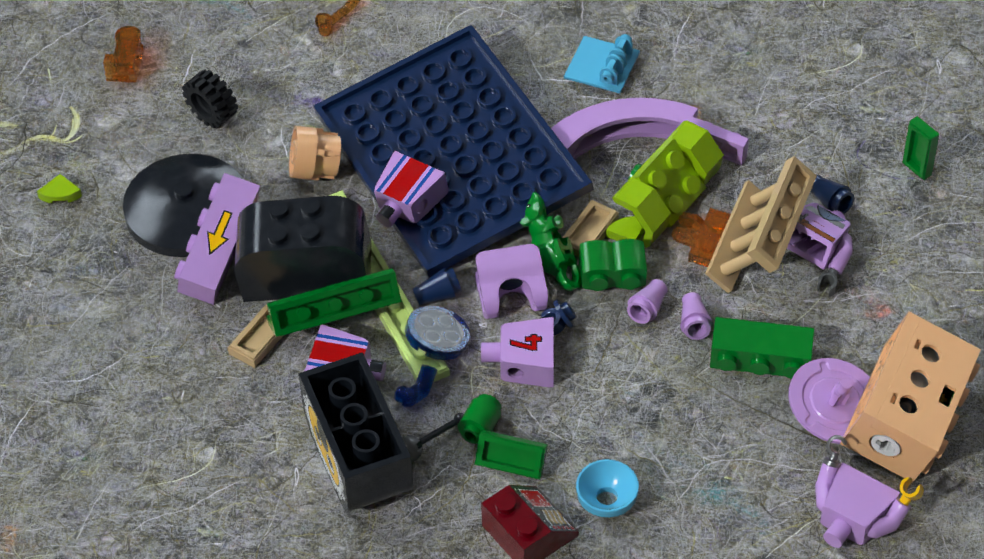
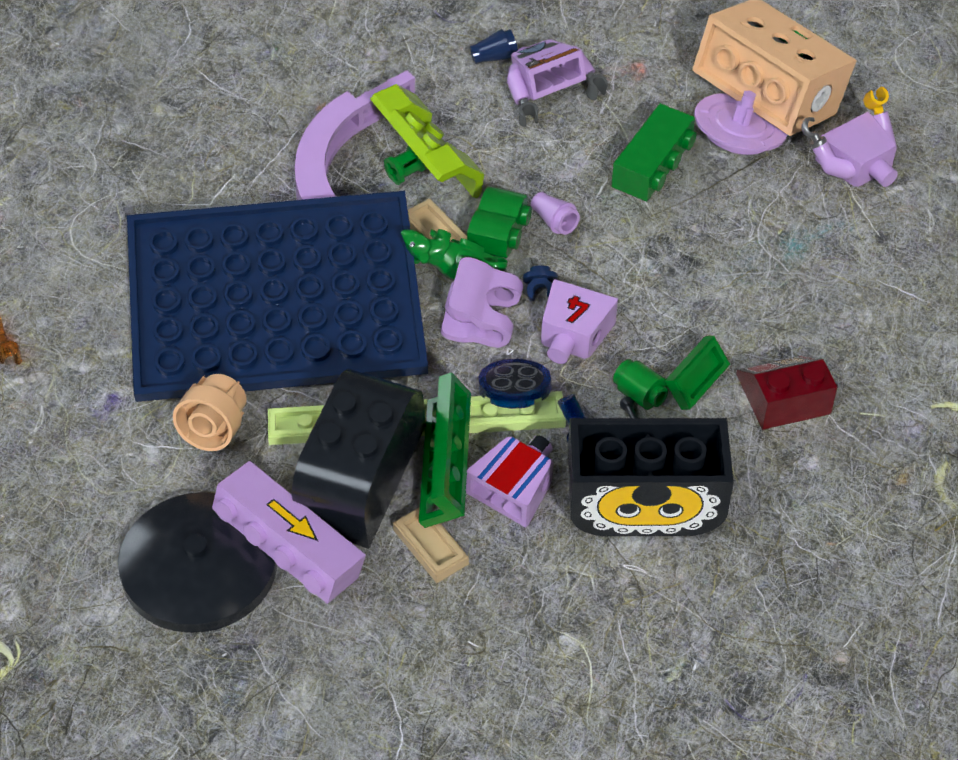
camera: 70 degrees left, 0 degrees up
(59, 190) = (98, 684): lime tile -> none
(210, 98) = (68, 481): black tyre -> none
(408, 190) = (322, 338): lavender torso -> none
(438, 287) = (452, 357): dark blue cone -> none
(603, 63) = (225, 148): medium azure hinge -> none
(607, 477) = (777, 302): medium azure piece -> none
(625, 229) = (455, 200): lime tile -> none
(695, 318) = (593, 186): lavender cone -> none
(708, 235) = (495, 147): clear orange hinge -> none
(761, 224) = (550, 74): tan fence -> none

